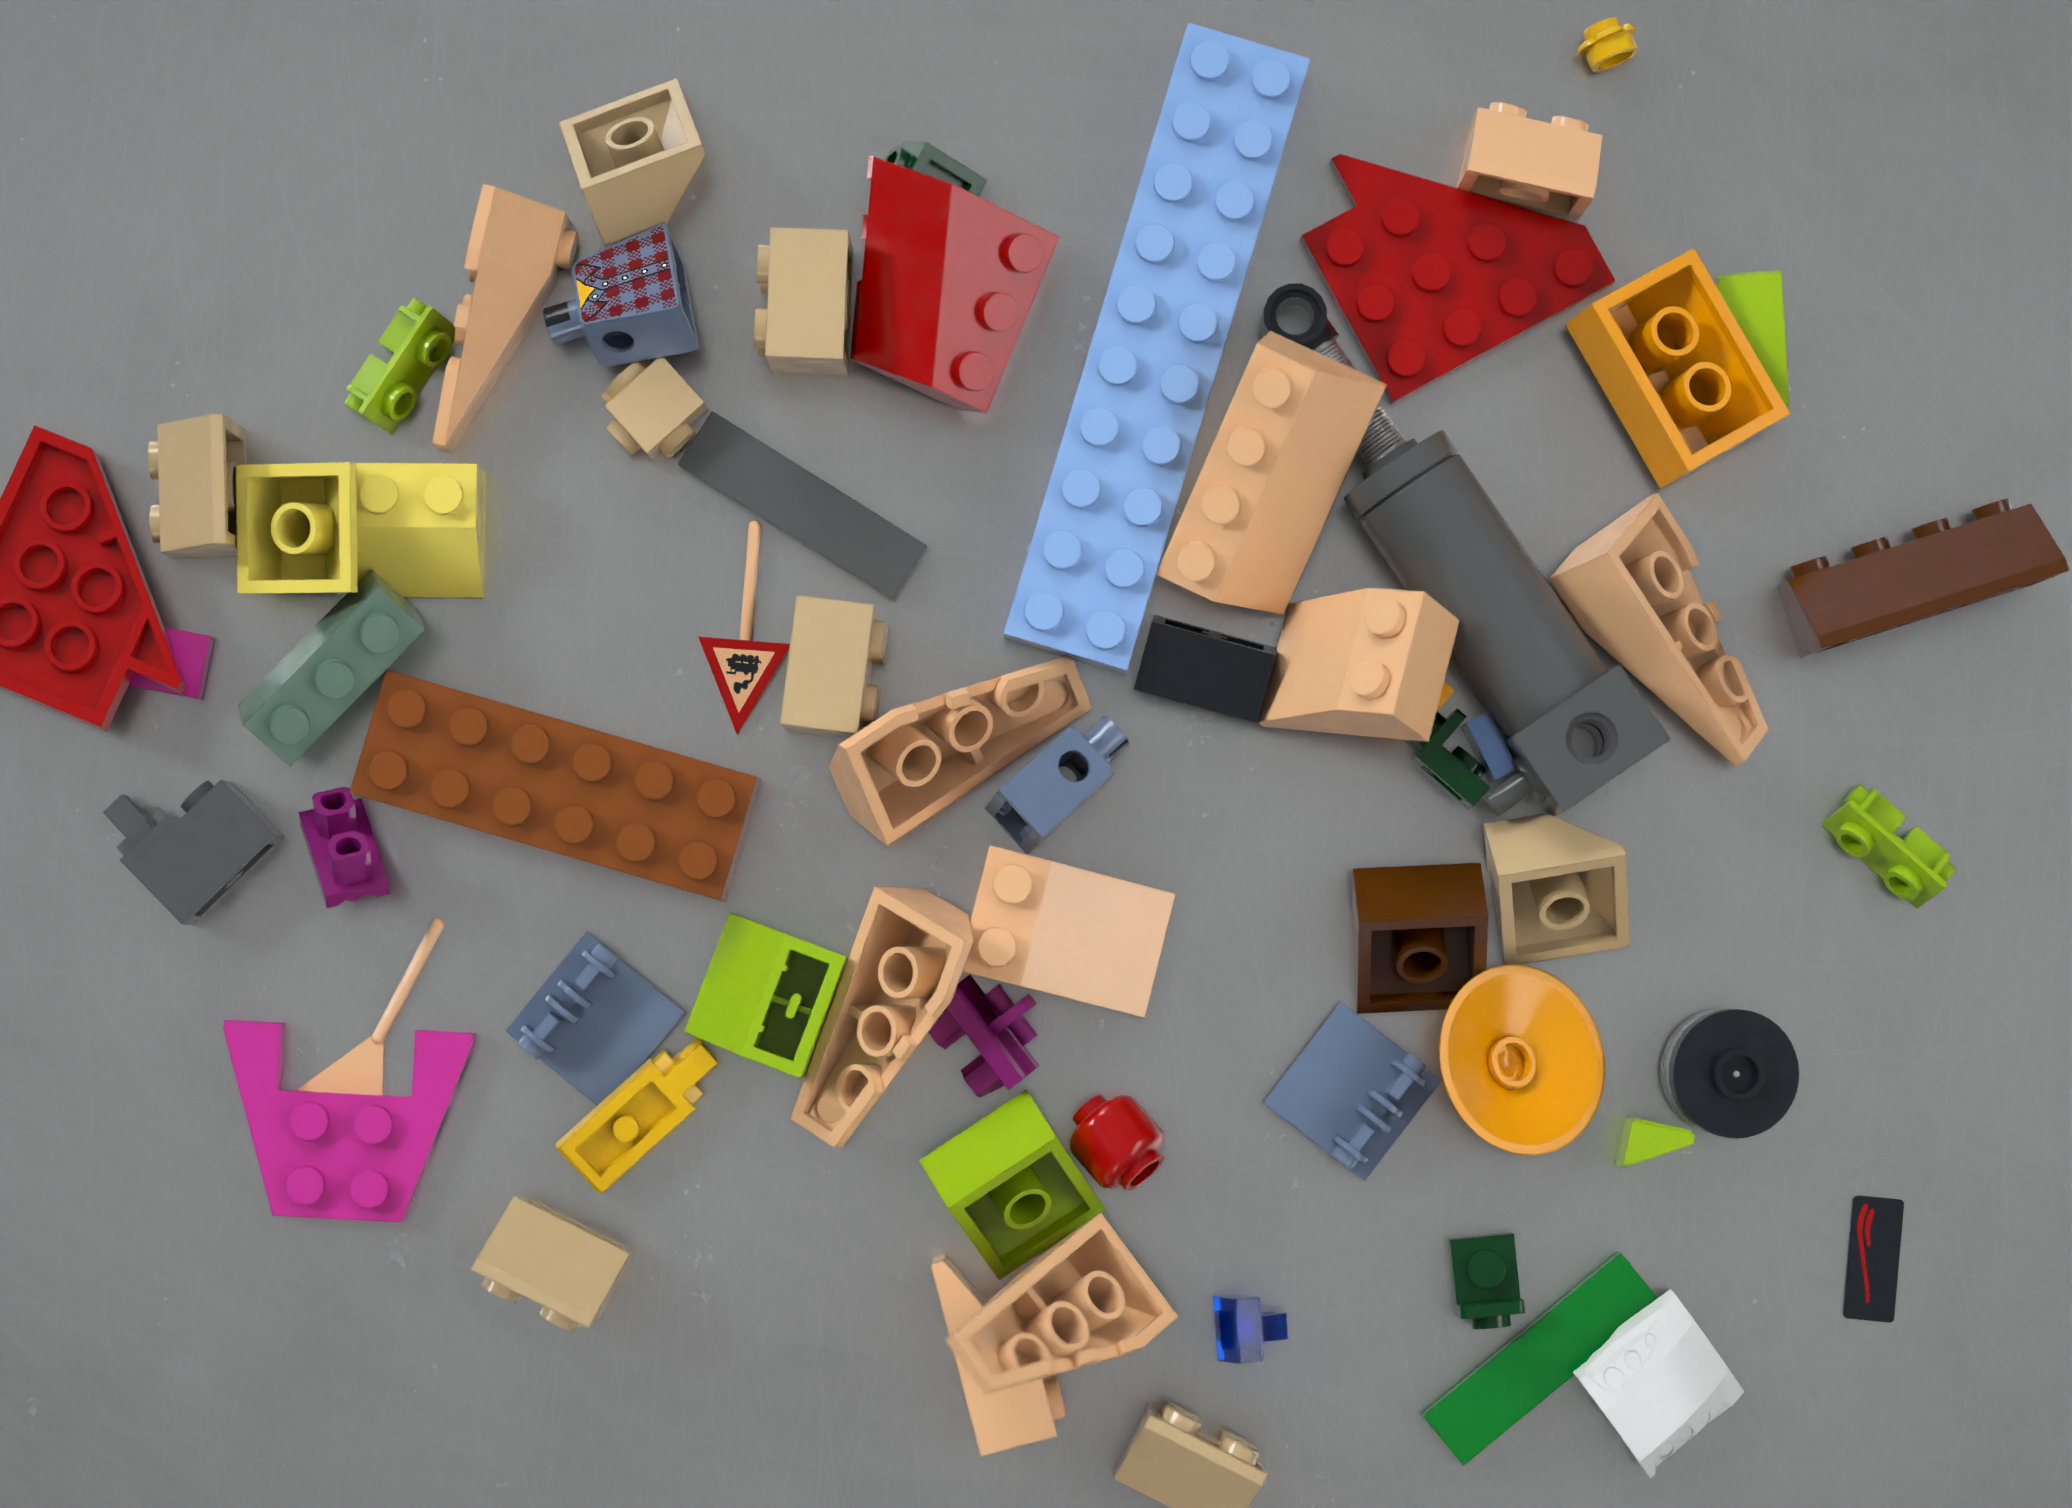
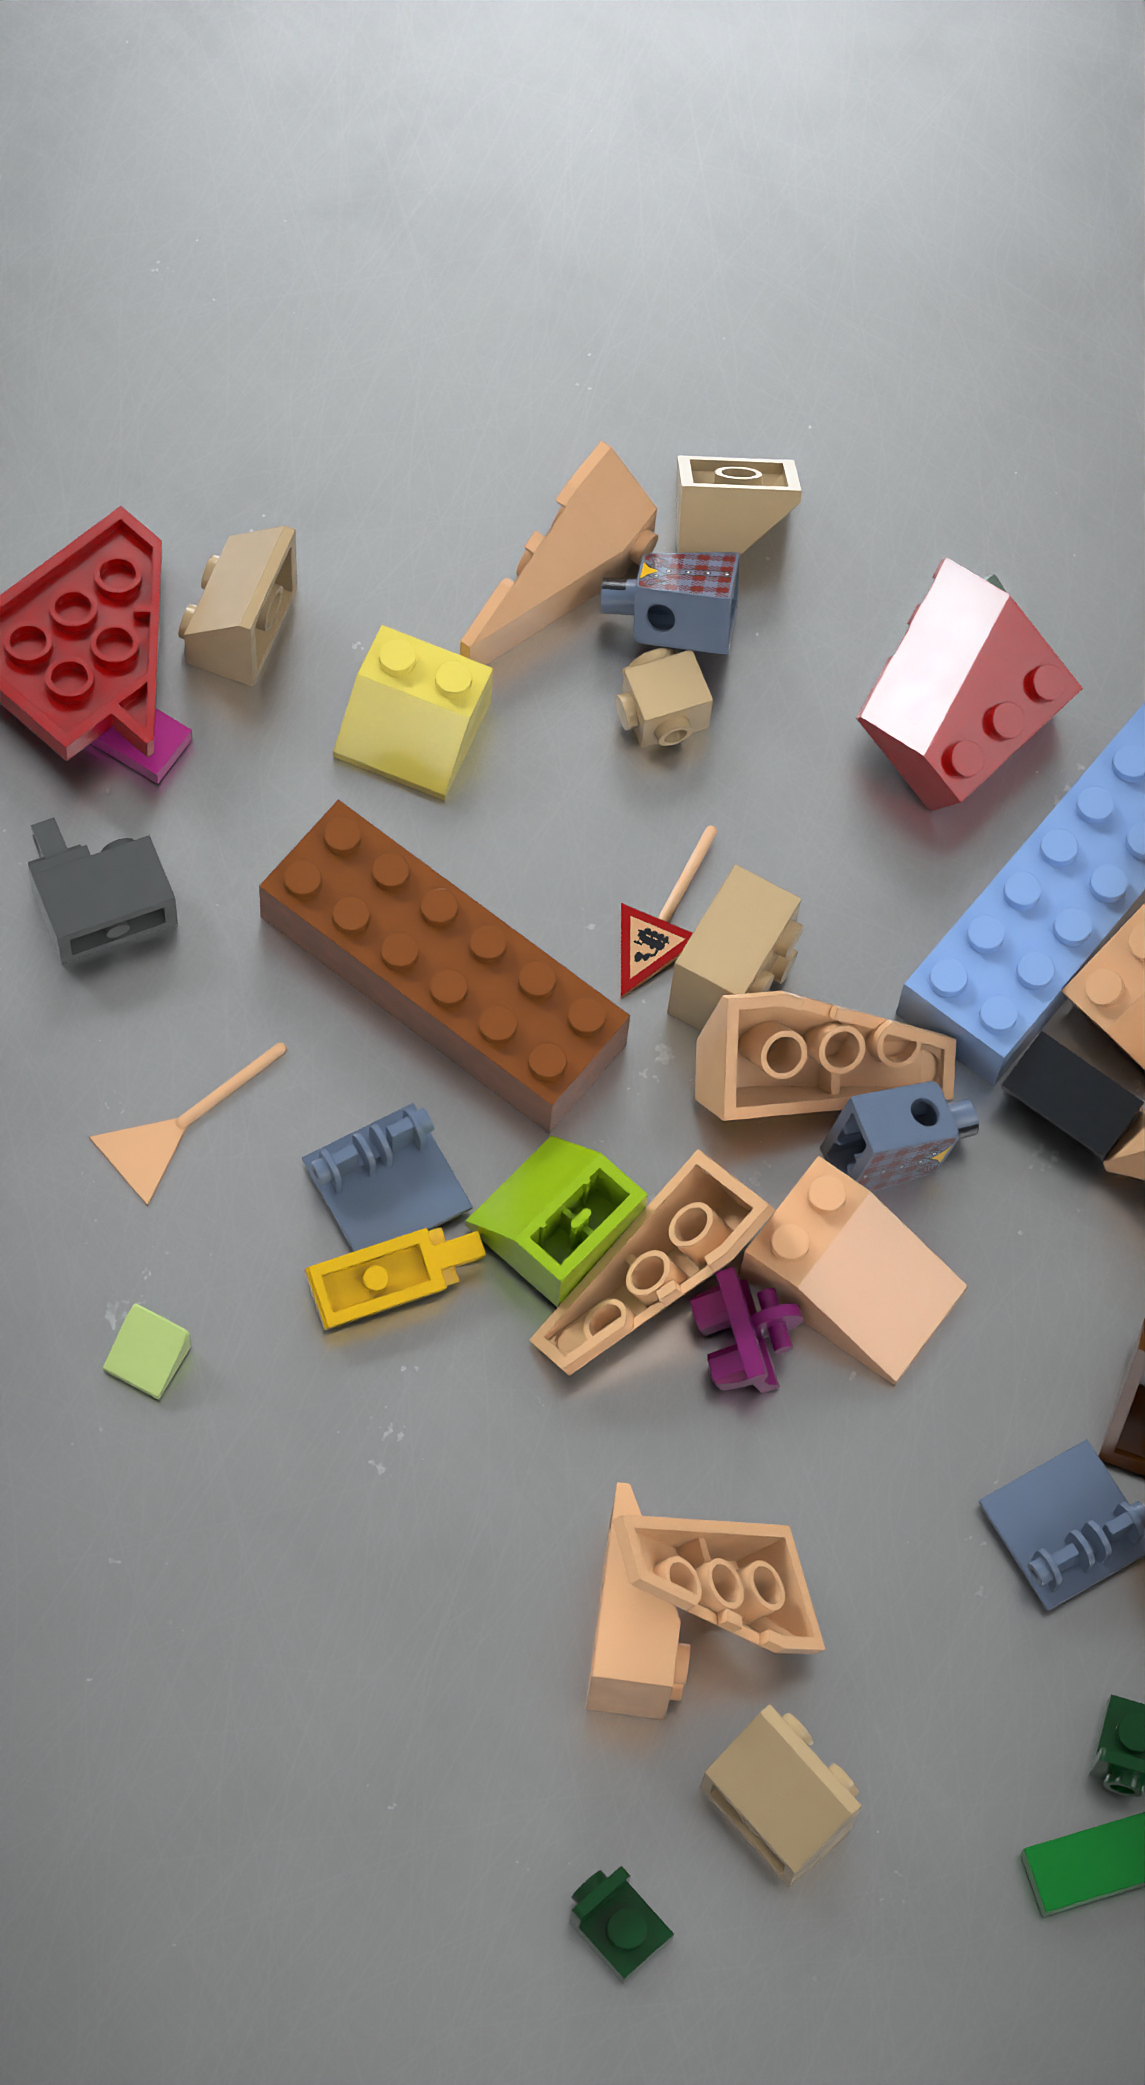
camera: 15 degrees right, 20 degrees down
(296, 528) = (311, 661): light yellow slope -> none
(330, 668) = (288, 785): sand green brick -> none
(342, 848) = (229, 938): magenta hips -> none
(343, 1150) = (108, 1202): dark pink wing -> none
(389, 390) = (468, 583): lime hinge -> none
(444, 1283) = (147, 1351): none -> yellowish green slope
(552, 1263) = (257, 1366): tan slope -> none
(802, 505) = (760, 828): dark grey tile -> none
(806, 302) = (837, 655): tan brick -> none
(1012, 1185) = (715, 1460): lime slope -> none
(1117, 1142) = (828, 1475): red head -> none
(1244, 1328) = (884, 1693): clear blue tile -> none

